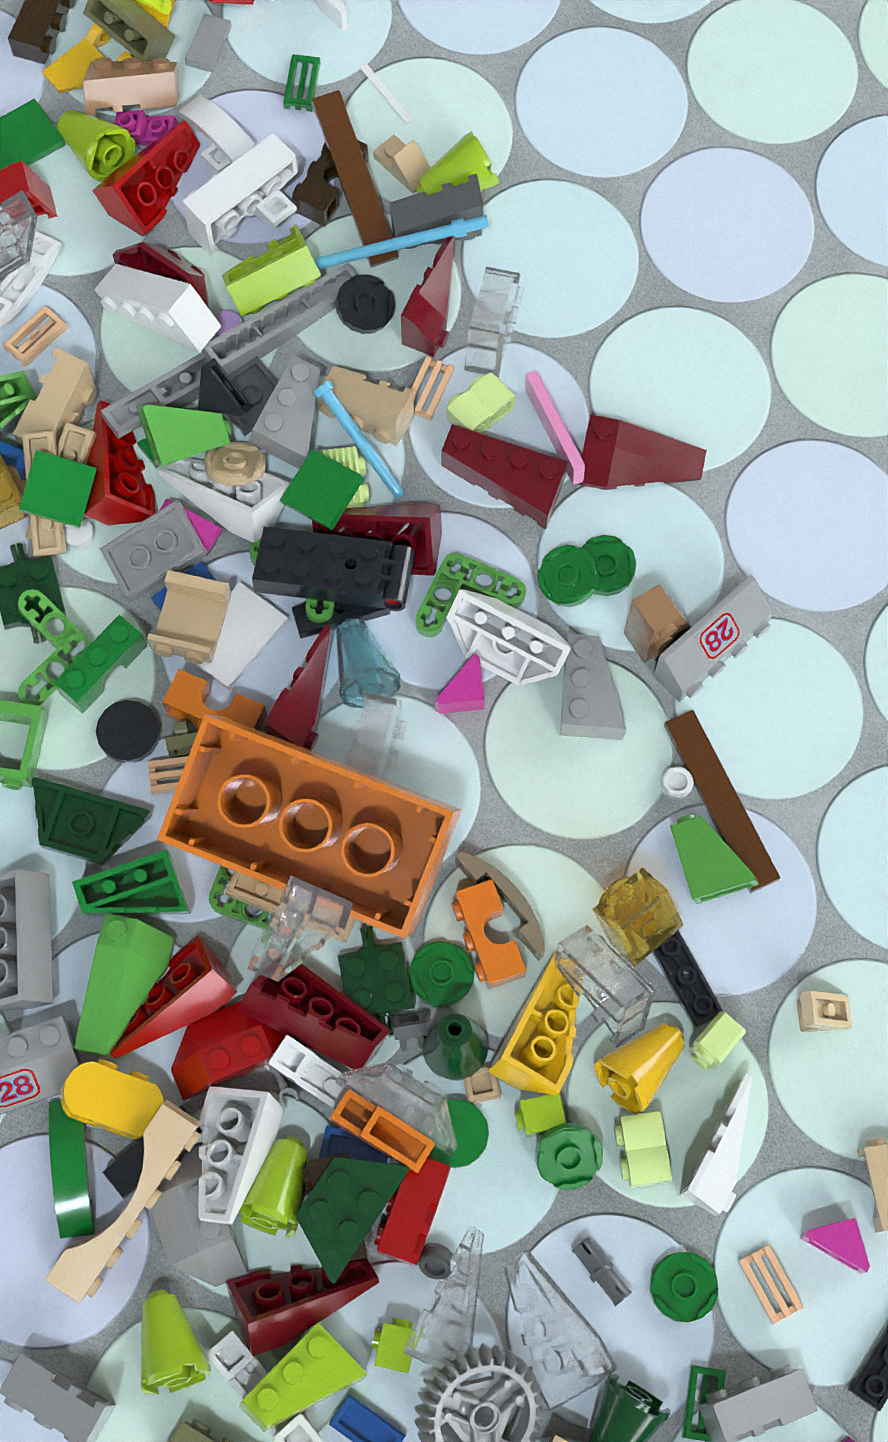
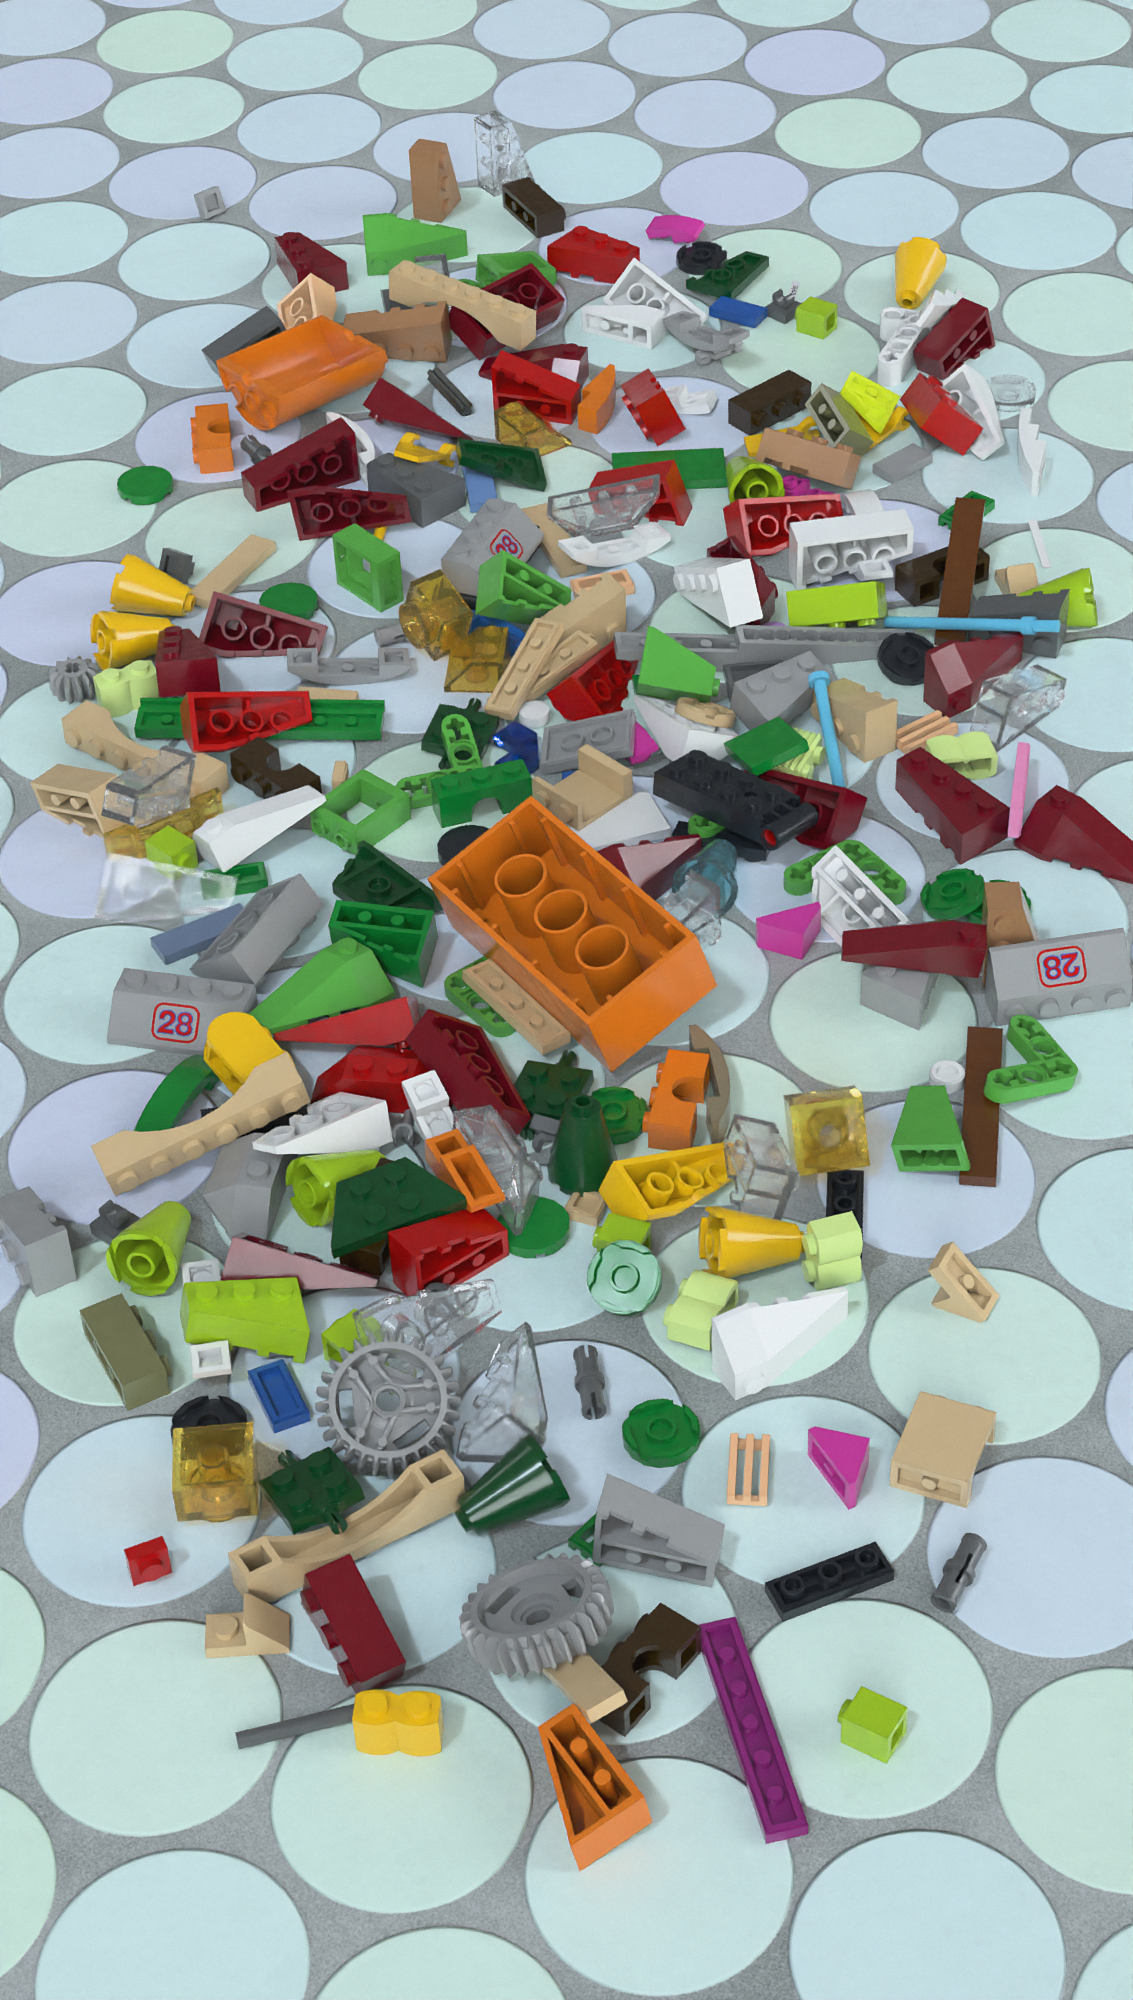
camera: 35 degrees right, 30 degrees down
(57, 489) = (536, 662): green tile -> none
(89, 574) = (520, 744): none -> clear blue tile
(112, 1332) = (111, 1221): none -> dark grey tile
(219, 392) = (727, 653): black slope -> none
(296, 927) = (495, 977): clear wedge -> none
(601, 668) = (927, 946): none -> dark red wedge
(747, 733) = (1052, 1071): none -> bright green beam

